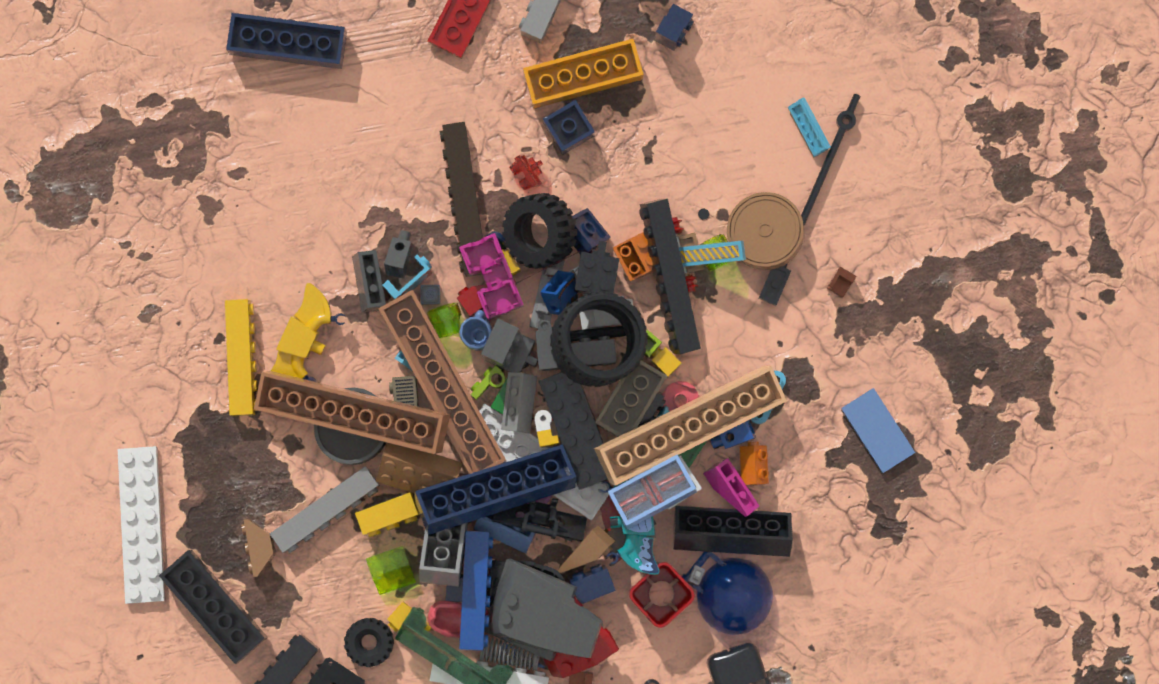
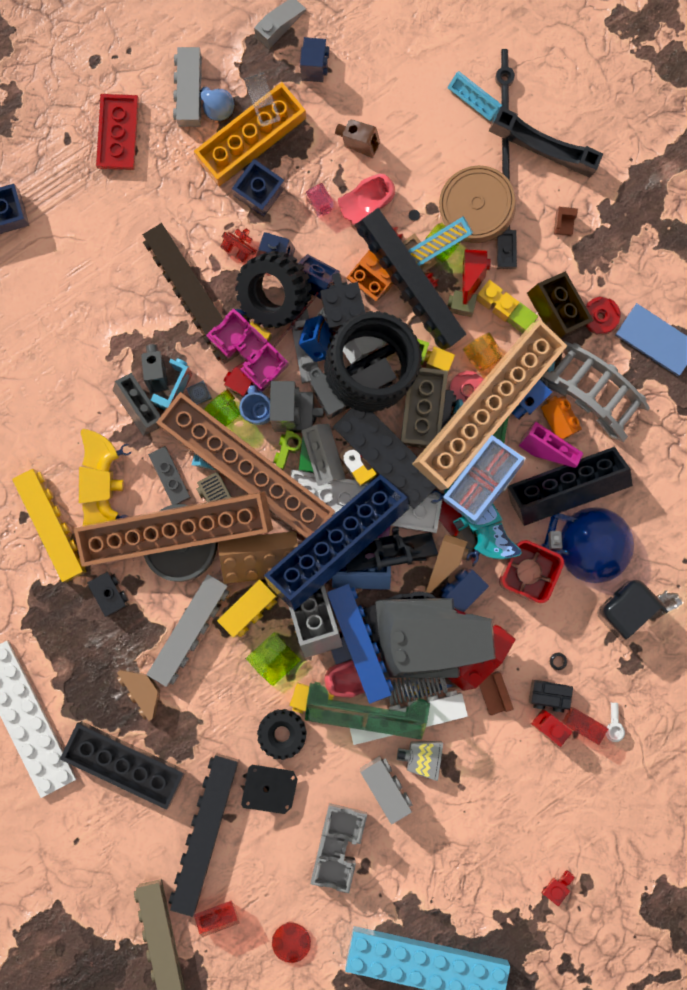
camera: 20 degrees left, 0 degrees up
(267, 444) = (108, 593): none -> black brick
(369, 359) = (169, 475): none -> dark grey plate
(556, 186) = (275, 243): none -> dark blue torso
(566, 29) = (217, 103): none -> medium blue piece
(607, 44) = (261, 96): none -> clear piece
(621, 162) = (319, 199): none -> clear pink brick
(665, 181) = (369, 195): none -> coral hair
(683, 120) = (359, 137): none -> reddish brown torso
(708, 372) = (483, 352): none -> clear yellow piece
(710, 317) = (457, 305): none -> olive brick
(734, 293) = (474, 271): none -> red slope
(748, 335) = (493, 294): none -> yellow piece
(760, 355) = (522, 318): none -> lime brick
(782, 460) = (587, 400): none -> light grey fence
(798, 360) = (560, 305): none -> dark brown brick
(842, 378) = (608, 309): none -> red plate
(871, 221) = (577, 158): none -> black arch

